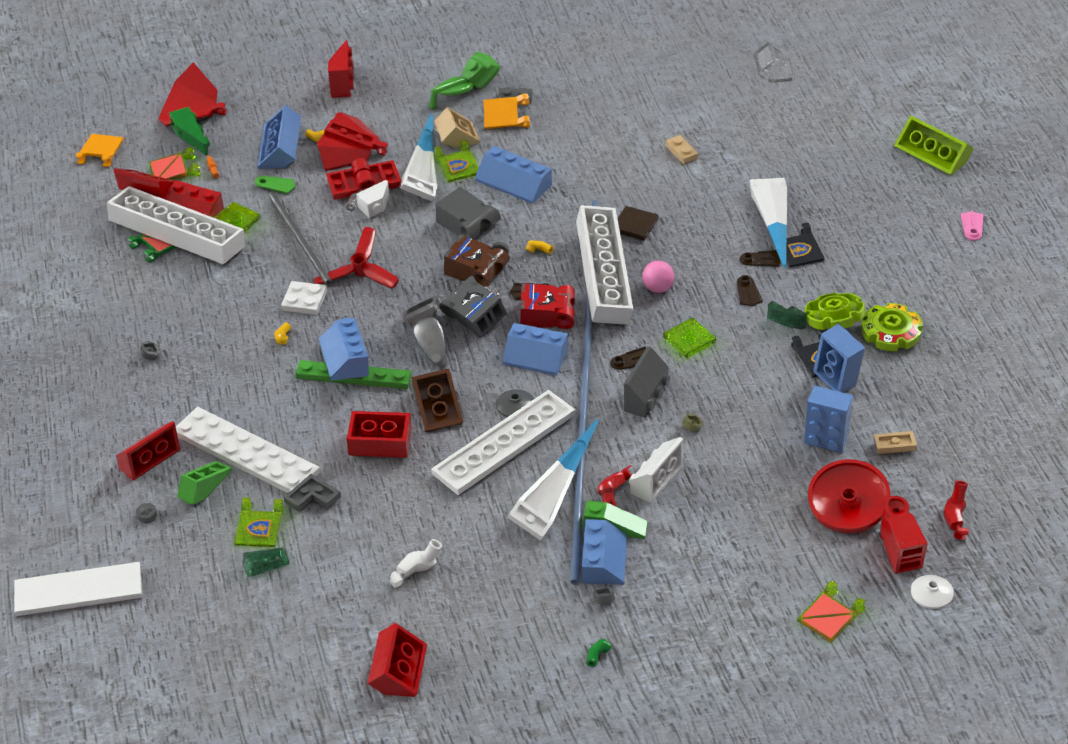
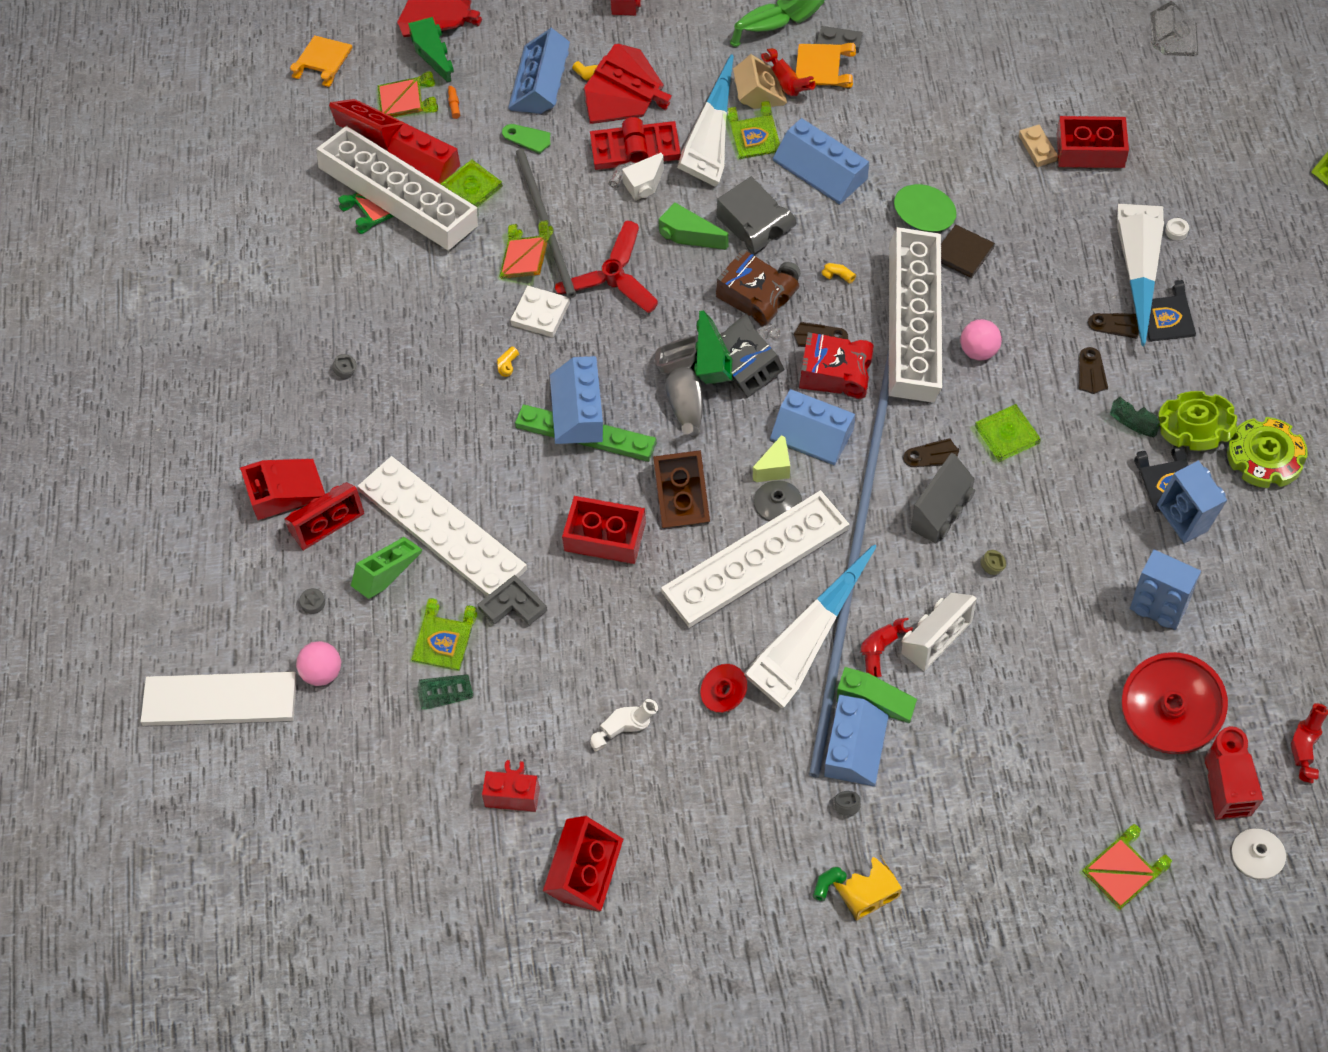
camera: 10 degrees right, 15 degrees up
(107, 435) = (281, 485): none -> red slope
(158, 551) = (318, 663): none -> bright pink piece
(286, 260) = (525, 255): none -> flag
(330, 619) = (511, 789): none -> red brick
(418, 230) = (690, 229): none -> bright green slope
(449, 308) = (713, 357): none -> green slope
(476, 122) = (786, 75): none -> red arm
(492, 529) = (716, 684): none -> red dish
(508, 377) = (774, 463): none -> yellowish green slope
(600, 196) = (925, 207): none -> bright green sticker
(631, 652) = (869, 893): none -> yellow piece
(723, 140) = (1092, 141): none -> red brick
(798, 192) = (1177, 229): none -> white tile
(895, 442) = (1244, 627): tan plate -> none

